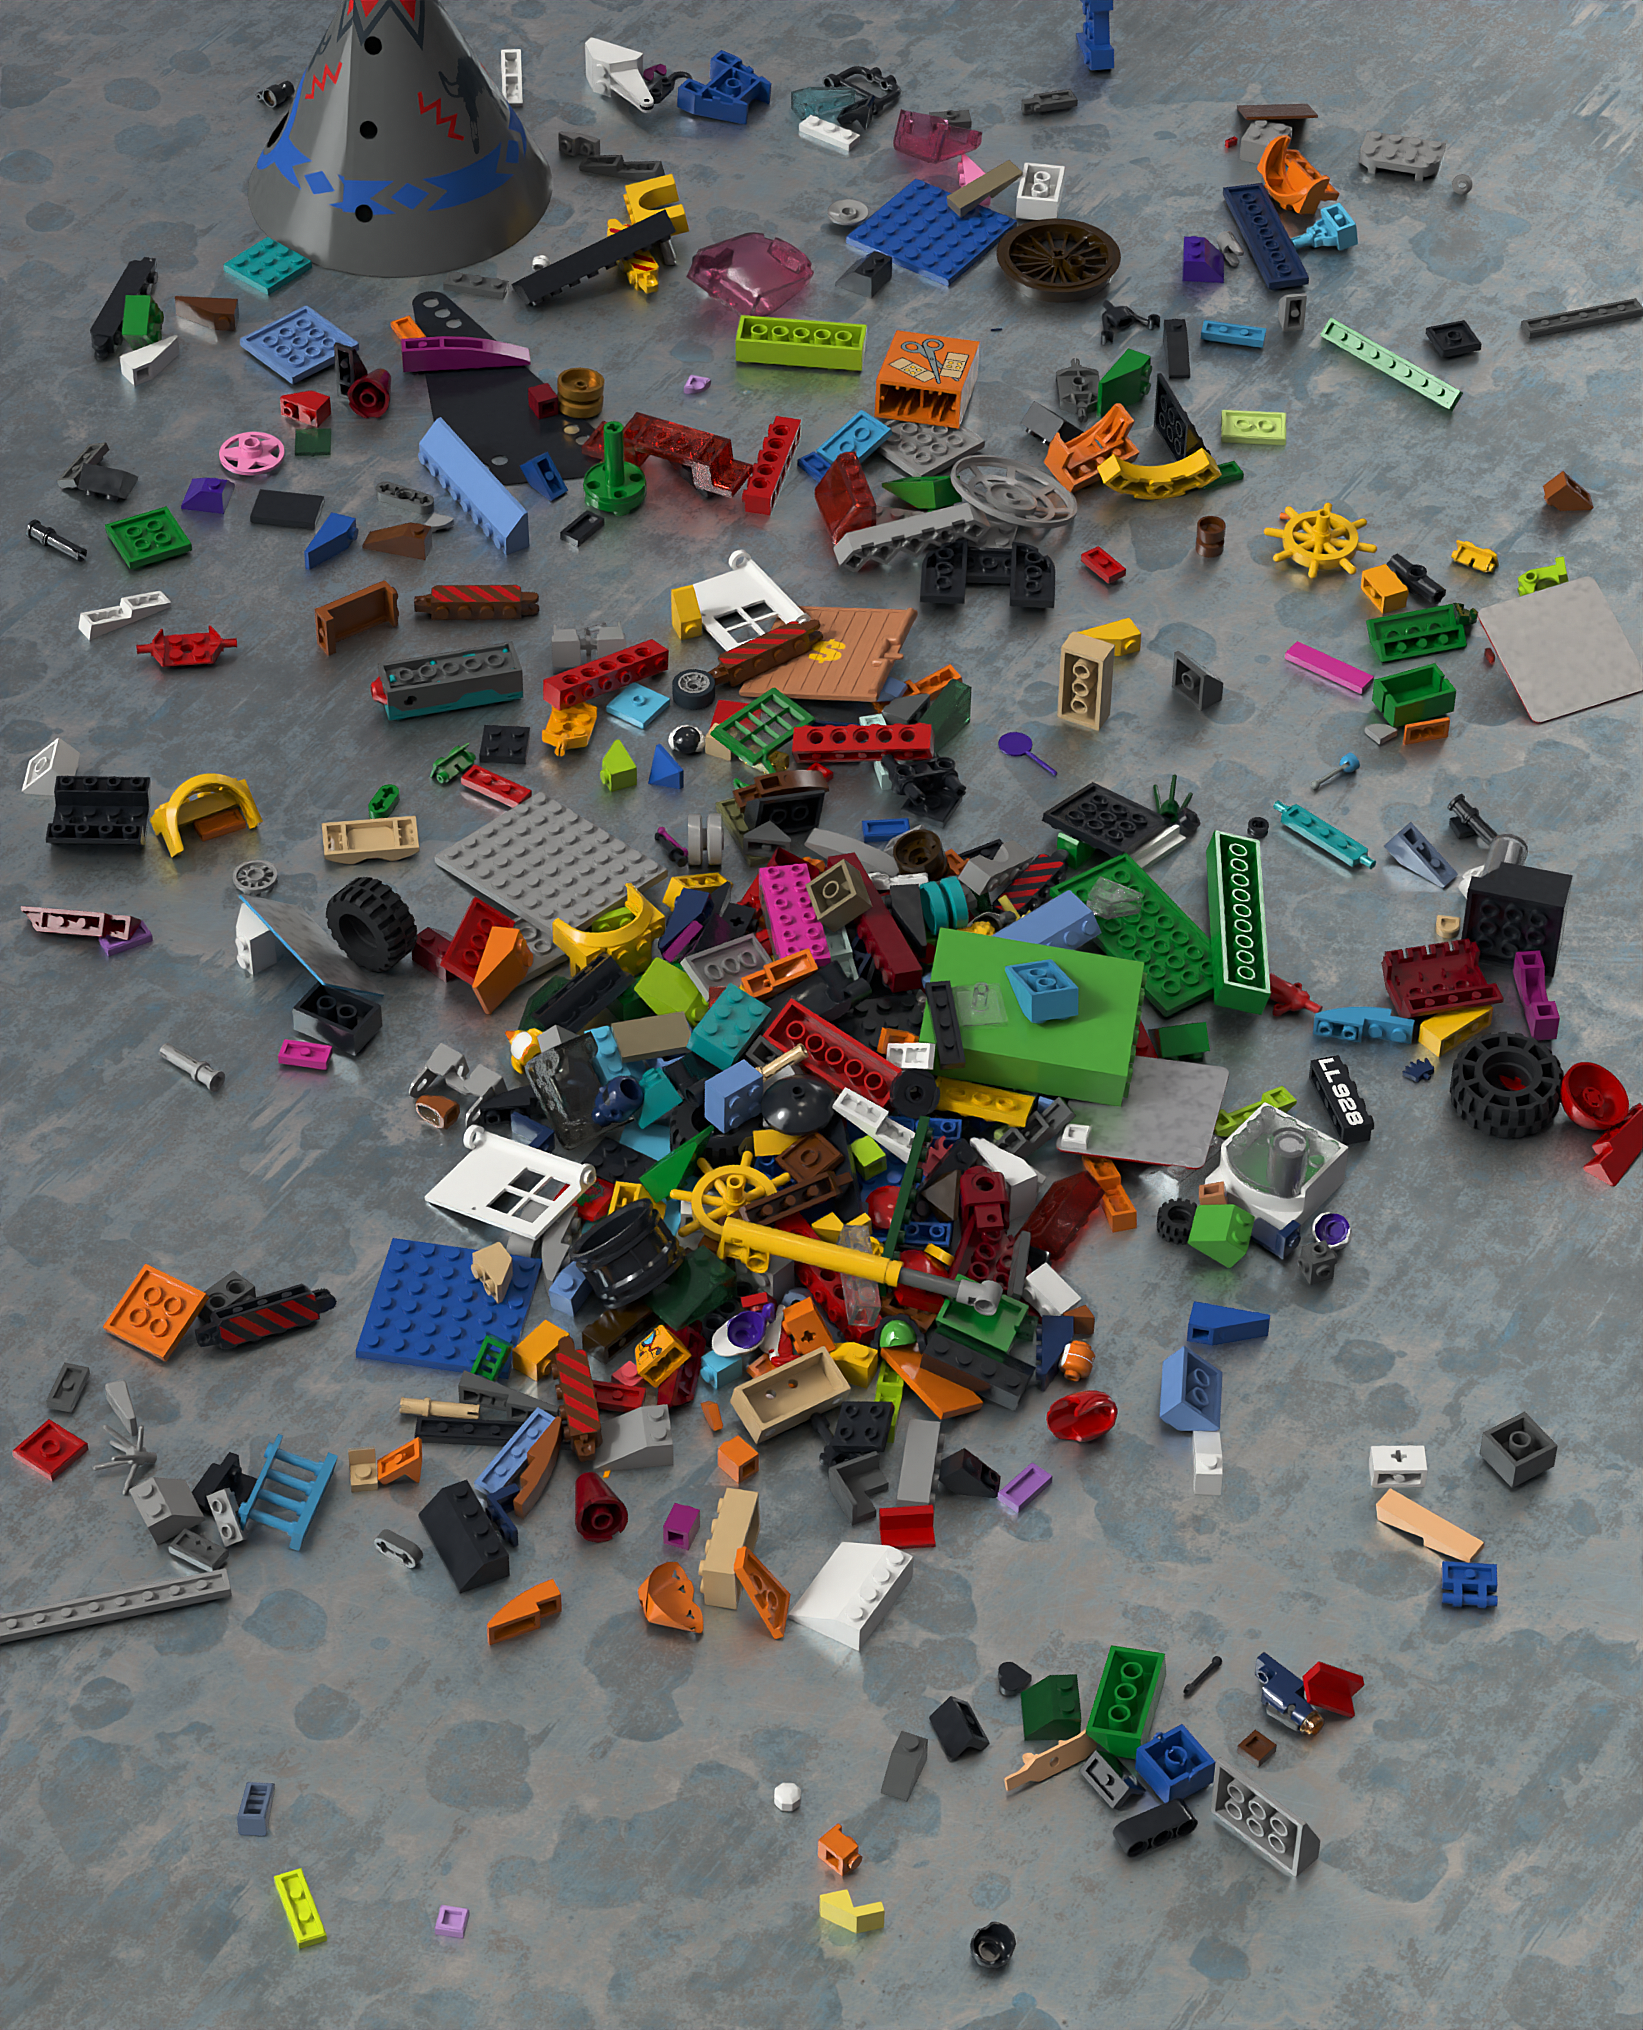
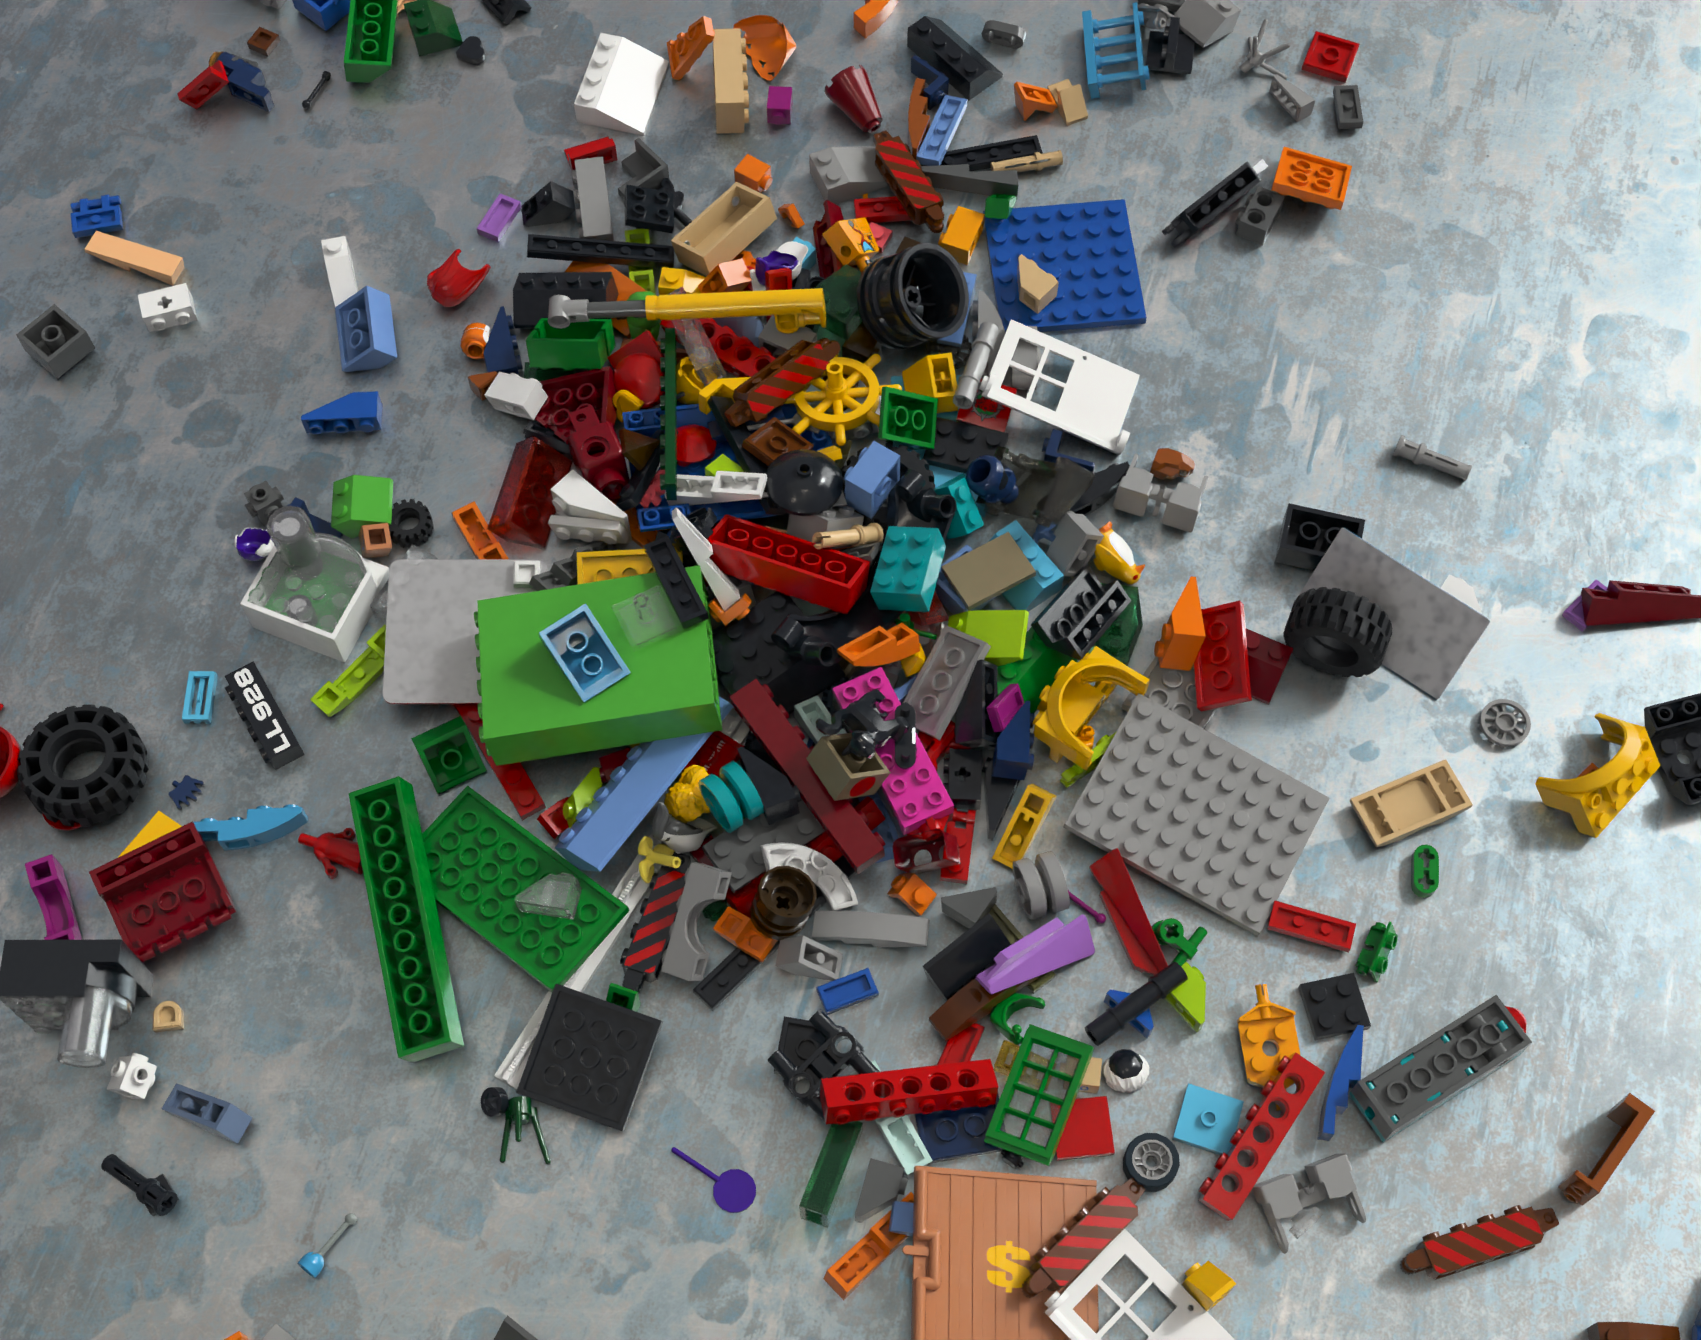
camera: 165 degrees right, 20 degrees up
(305, 1054) = (1332, 499): dark pink plate -> none
(523, 701) = (1344, 1076): none -> blue slope
(588, 1198) = (975, 366): none -> light grey piece
(610, 798) = (1185, 948): none -> green piece
(640, 819) = (1127, 914): none -> red wedge
(664, 750) = (1136, 1003): none -> black piece
(674, 853) = (1079, 888): black piece -> none
(734, 796) = (1038, 954): none -> medium lavender wedge
(782, 908) = (906, 748): none -> black piece
(811, 896) = (866, 724): none -> black animal
(931, 1399) = (600, 251): none -> black tile
(1019, 1266) = (548, 399): dark grey tile -> none
(1085, 680) = (657, 1260): tan brick -> none
(1258, 822) = (411, 1110): black bush -> none
(1324, 835) = (327, 1122): teal plate -> none
(1396, 1147) = (197, 718): none -> medium azure tile

